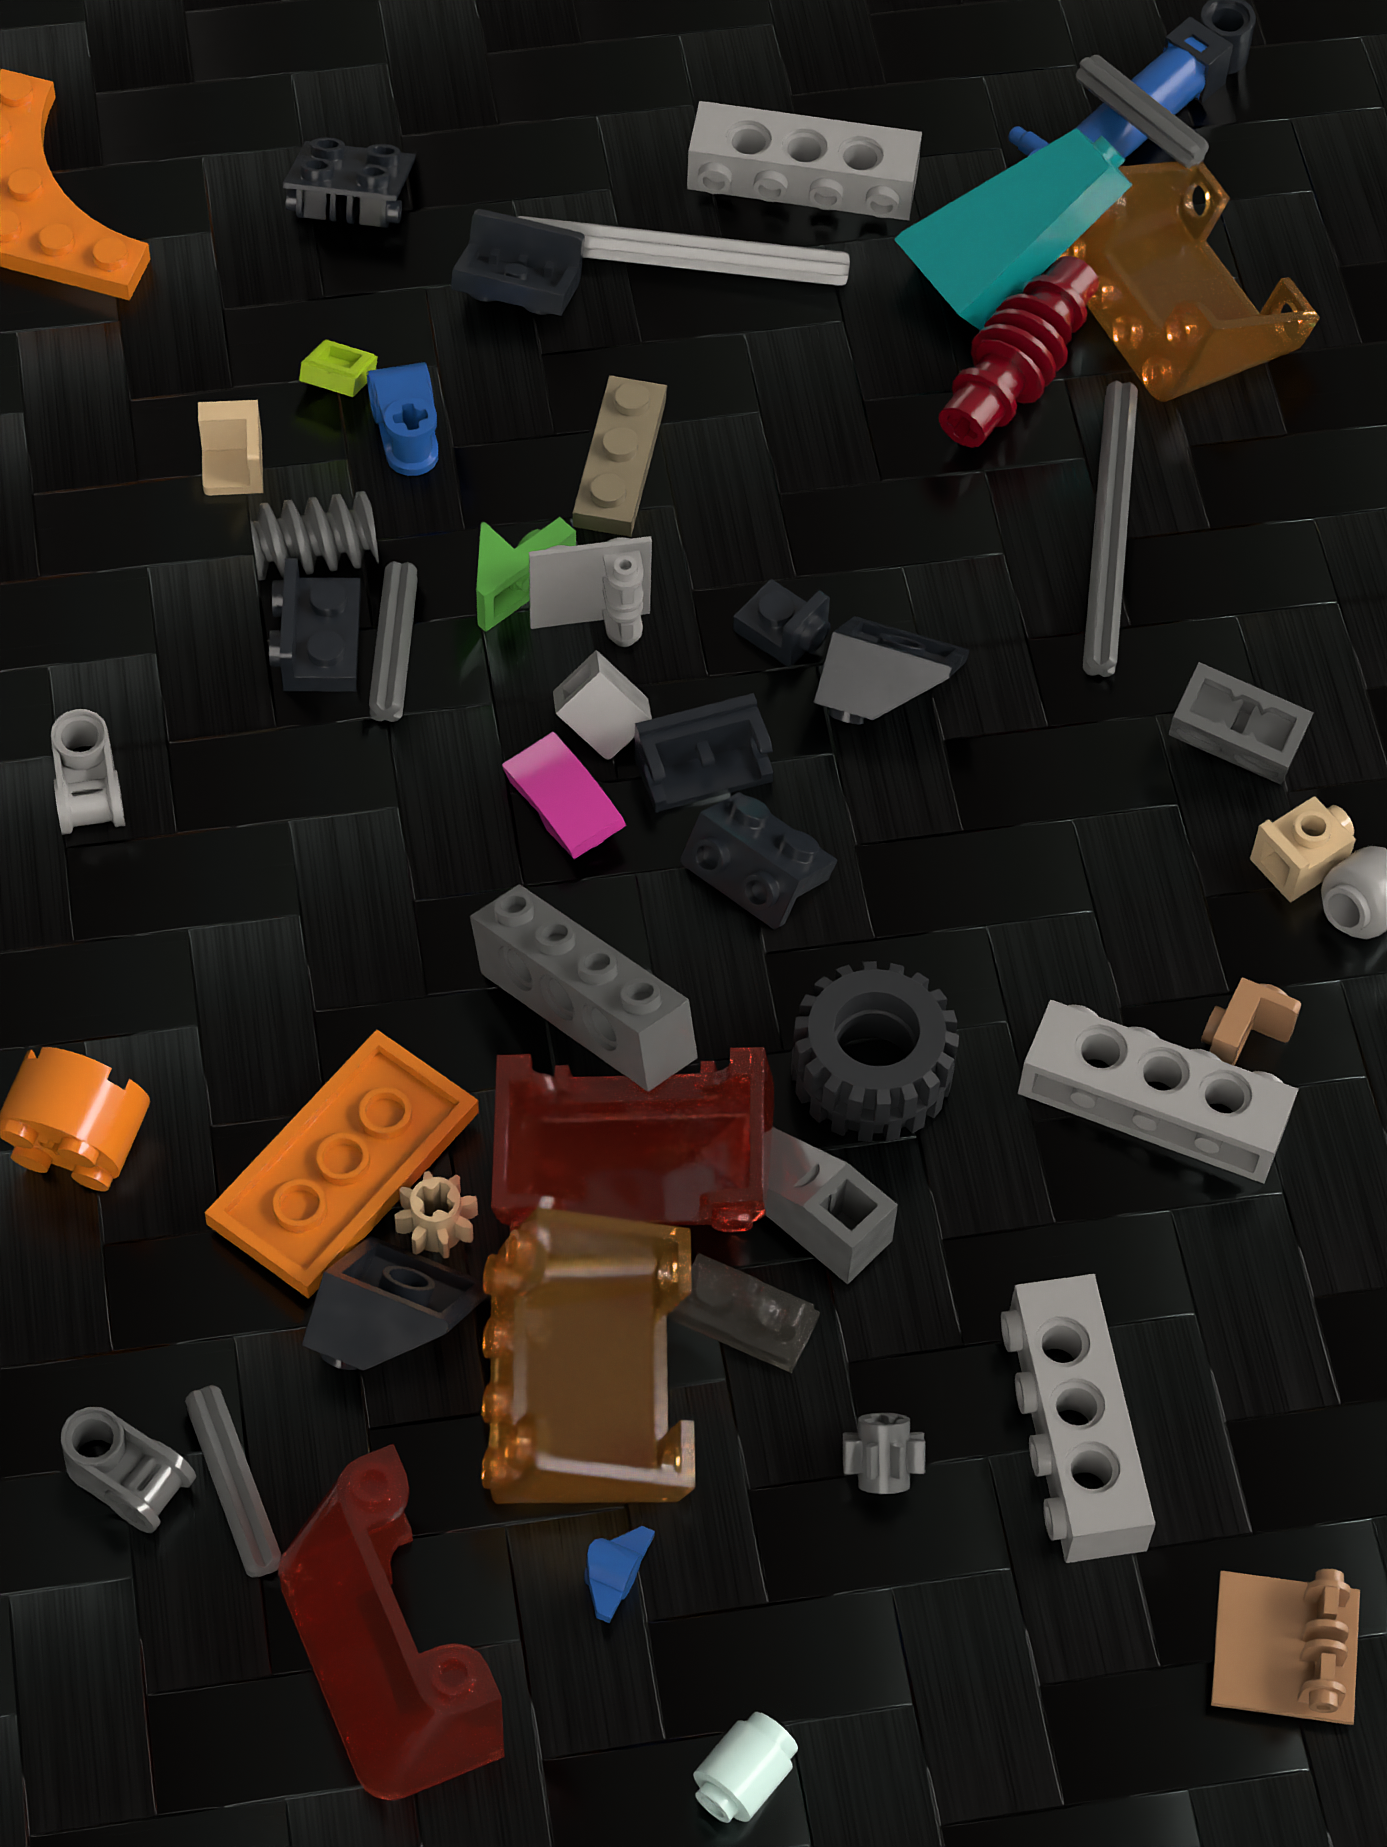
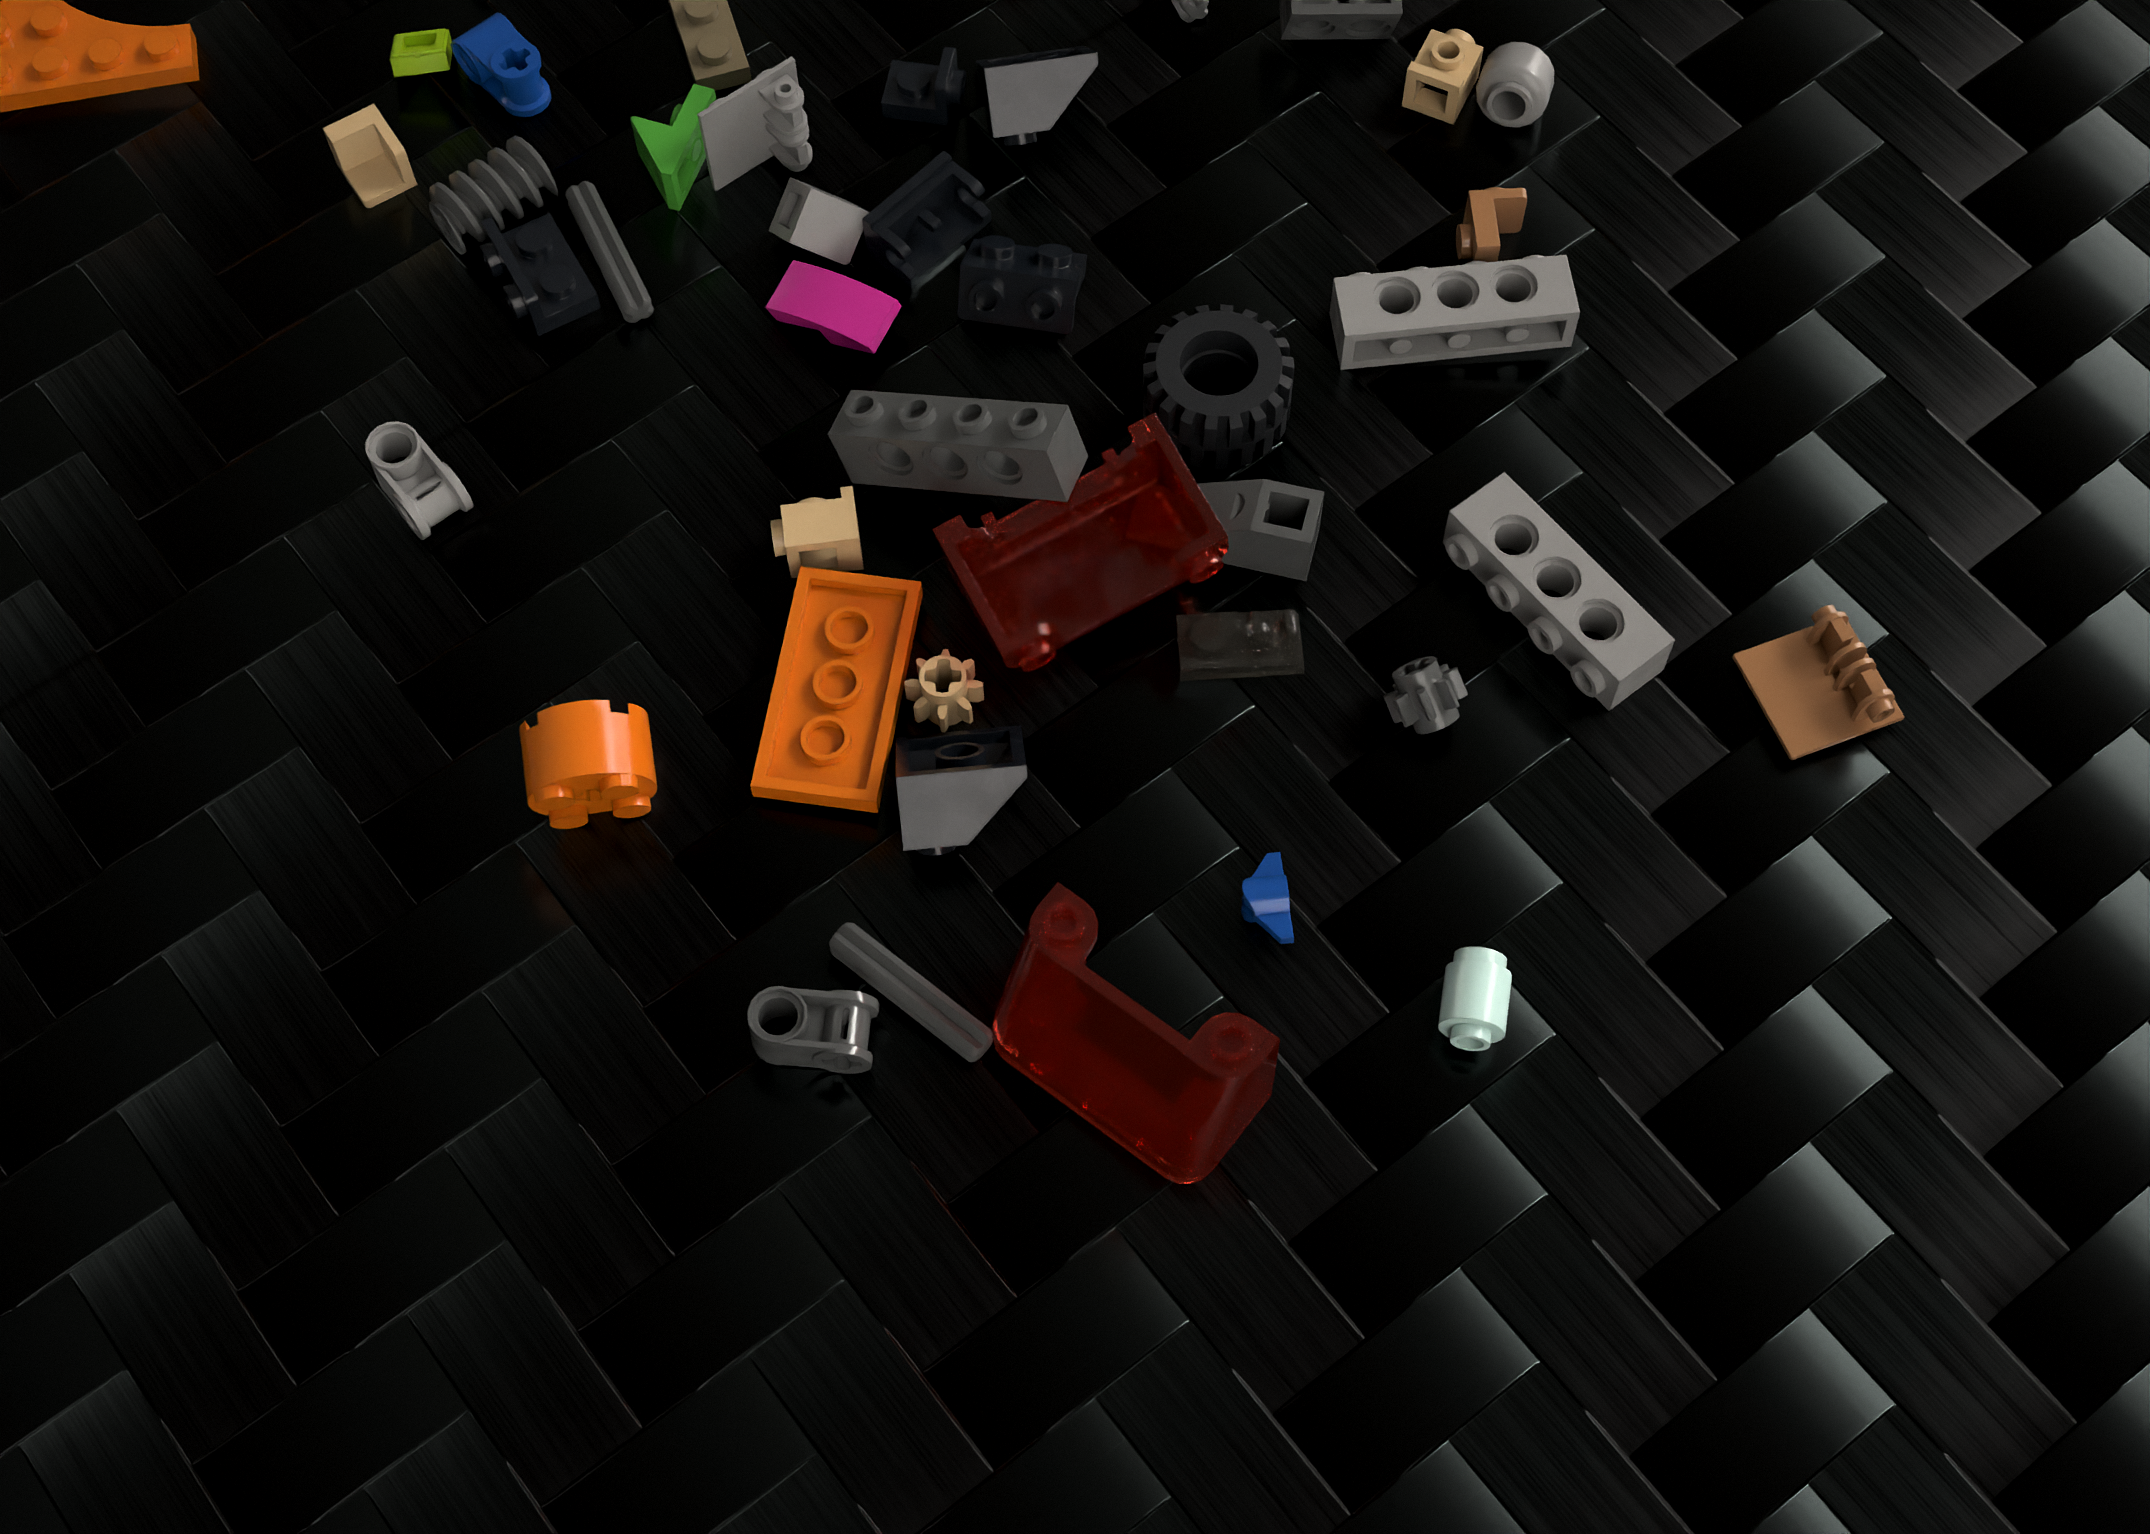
camera: 25 degrees left, 5 degrees up
(416, 1008) = (819, 534): none -> tan brick
(584, 1362) = (1137, 749): clear orange windscreen -> none

